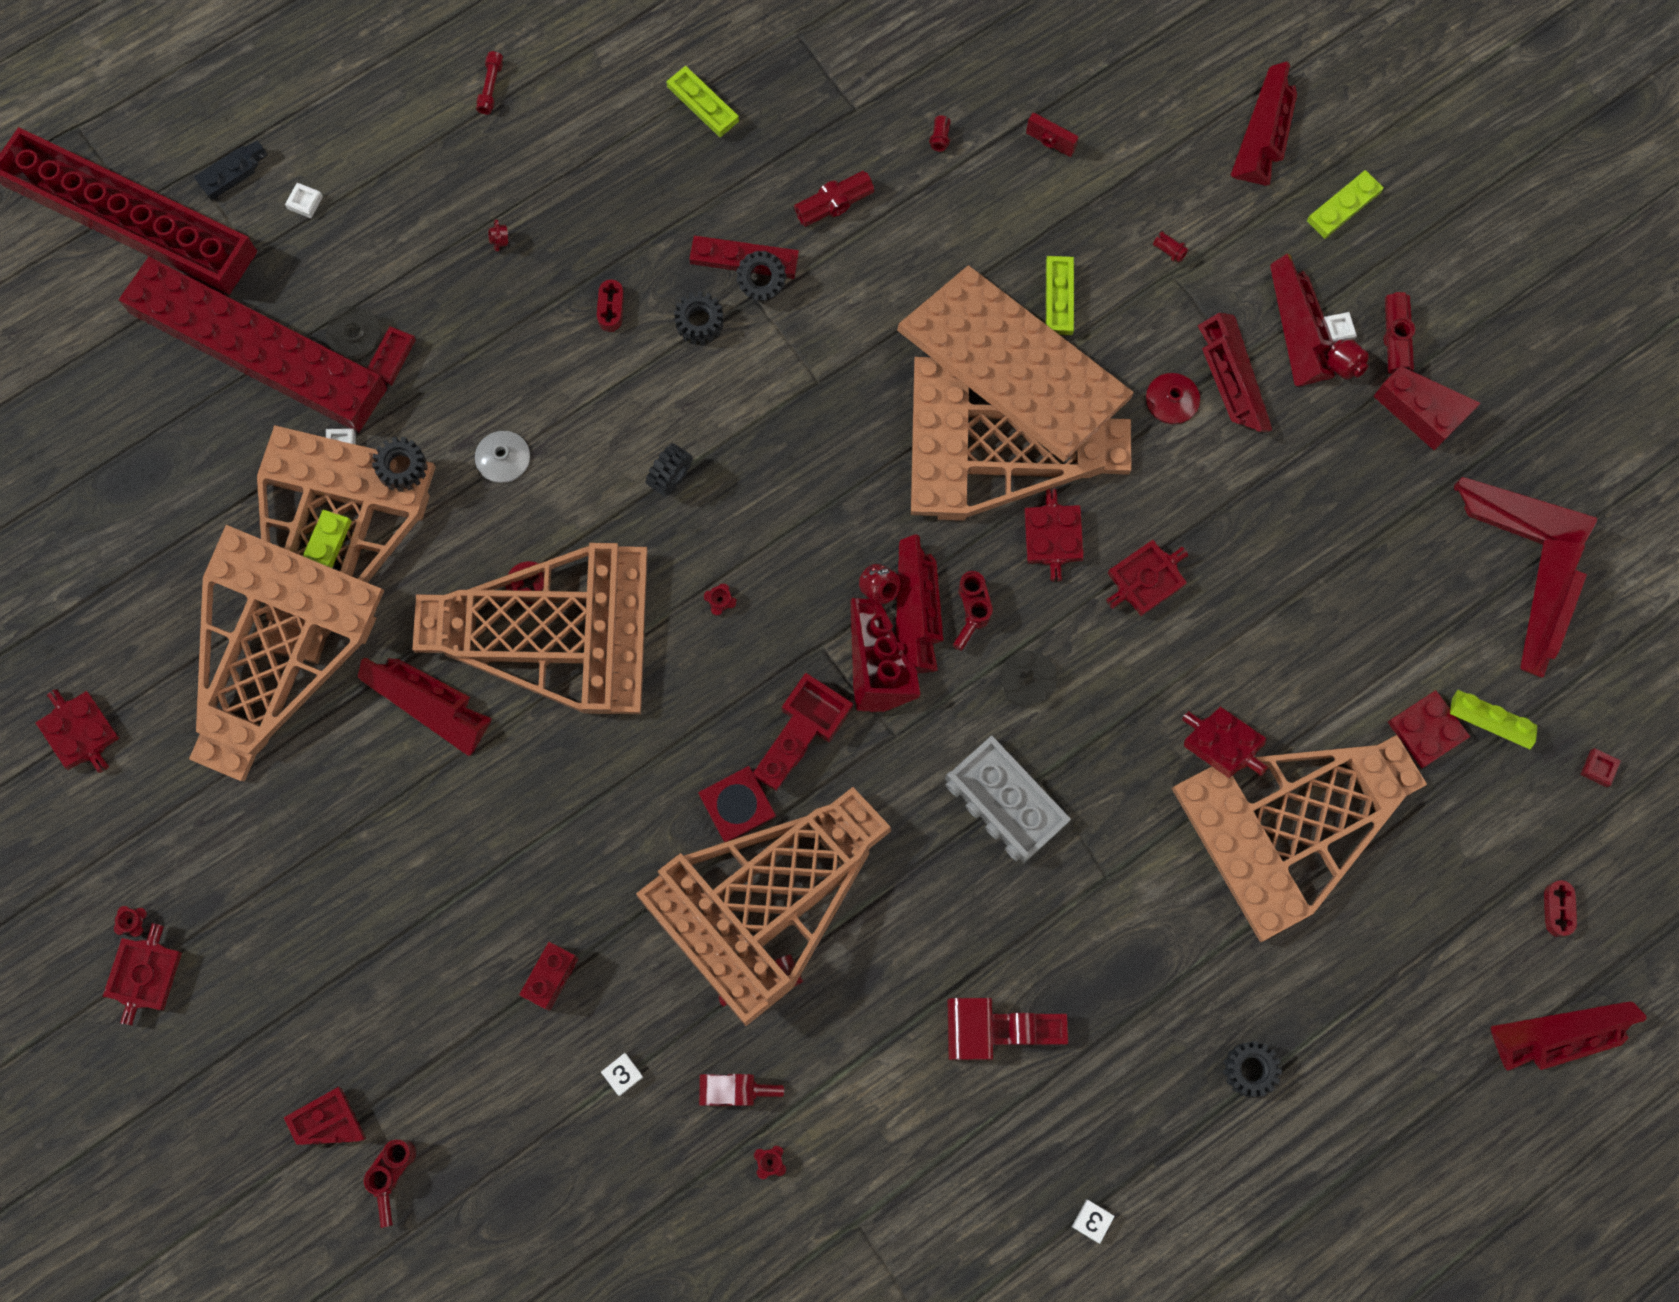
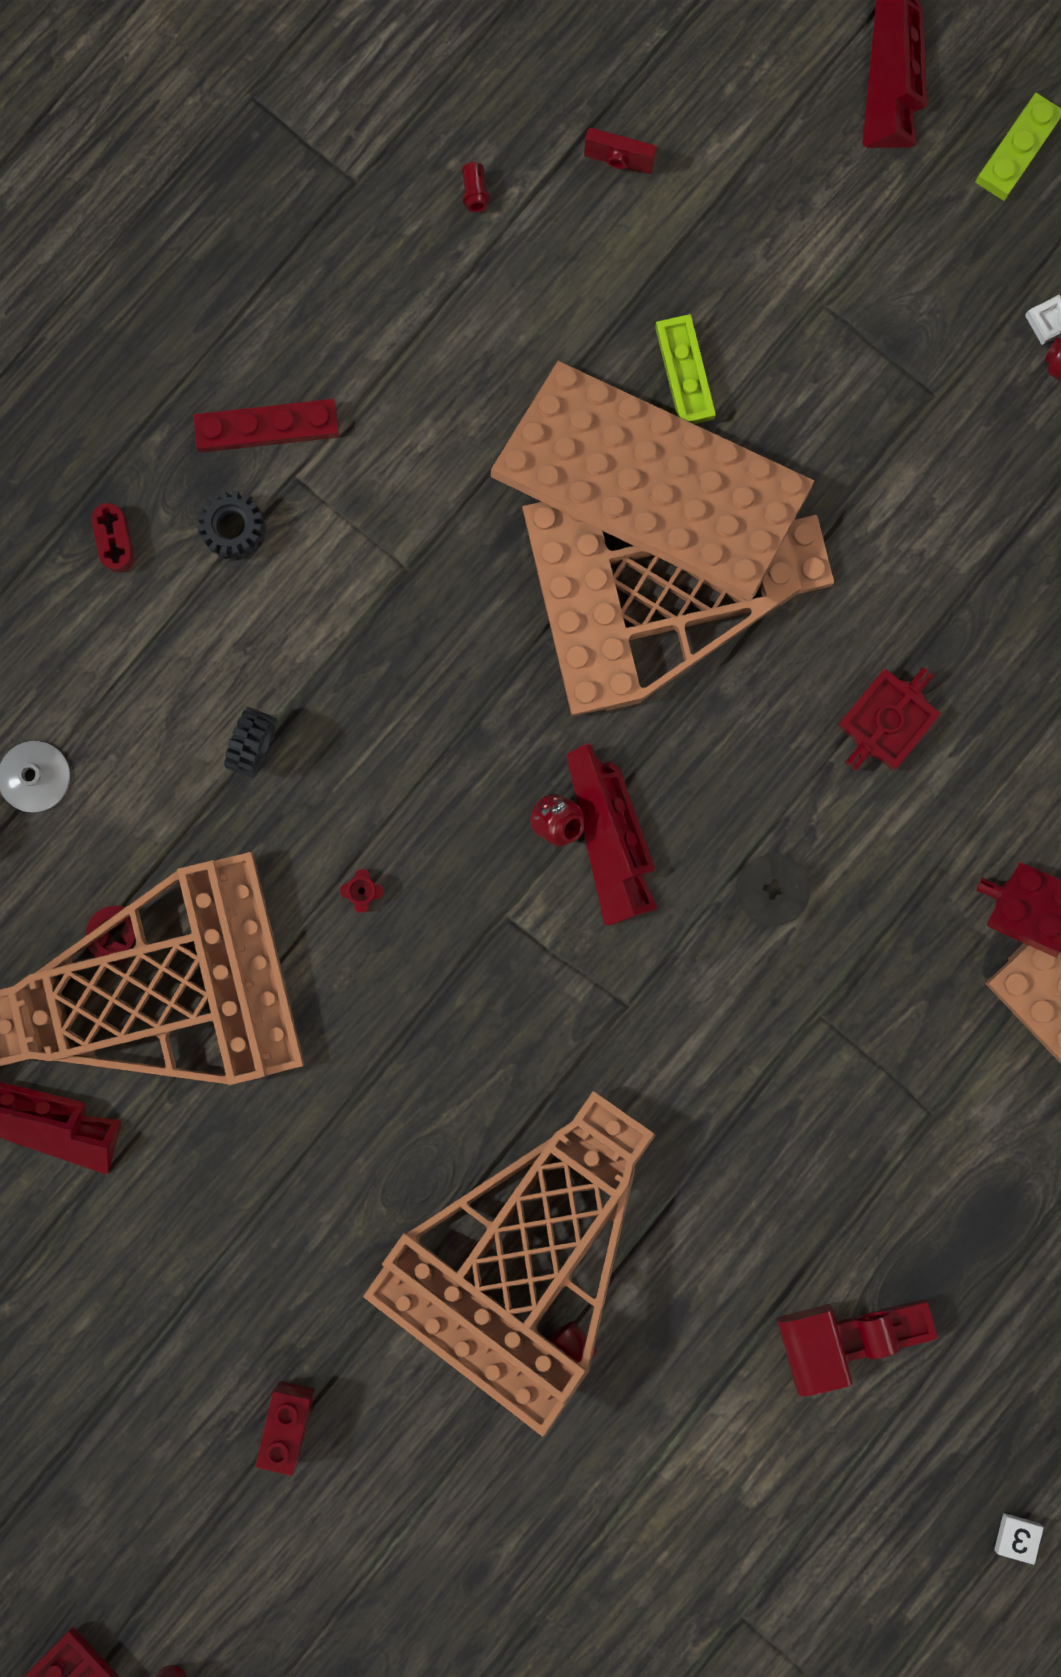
camera: 10 degrees left, 10 degrees up
(622, 1074) = (408, 1518): white tile -> none
(702, 101) = (152, 224): lime plate -> none
(733, 1090) = (549, 1508): dark red beam -> none
(737, 804) = (455, 1147): dark red tile -> none
(744, 275) = (311, 432): black tyre -> none
(764, 1169) = (619, 1585): dark red plate -> none
(813, 712) = (519, 1006): dark red plate -> none
(834, 198) = (361, 315): dark red piece -> none
(880, 667) = (585, 925): dark red wedge -> none
(973, 600) = (675, 811): dark red beam -> none
(1006, 800) = (786, 1053): light grey bracket -> none
(1053, 534) = (757, 693): dark red plate -> none
(1171, 247) = (811, 266): dark red pin -> none
(1171, 409) = (854, 484): dark red dish -> none
(1233, 372) = (932, 416): dark red wedge -> none
(1302, 323) = (1003, 325): dark red wedge -> none

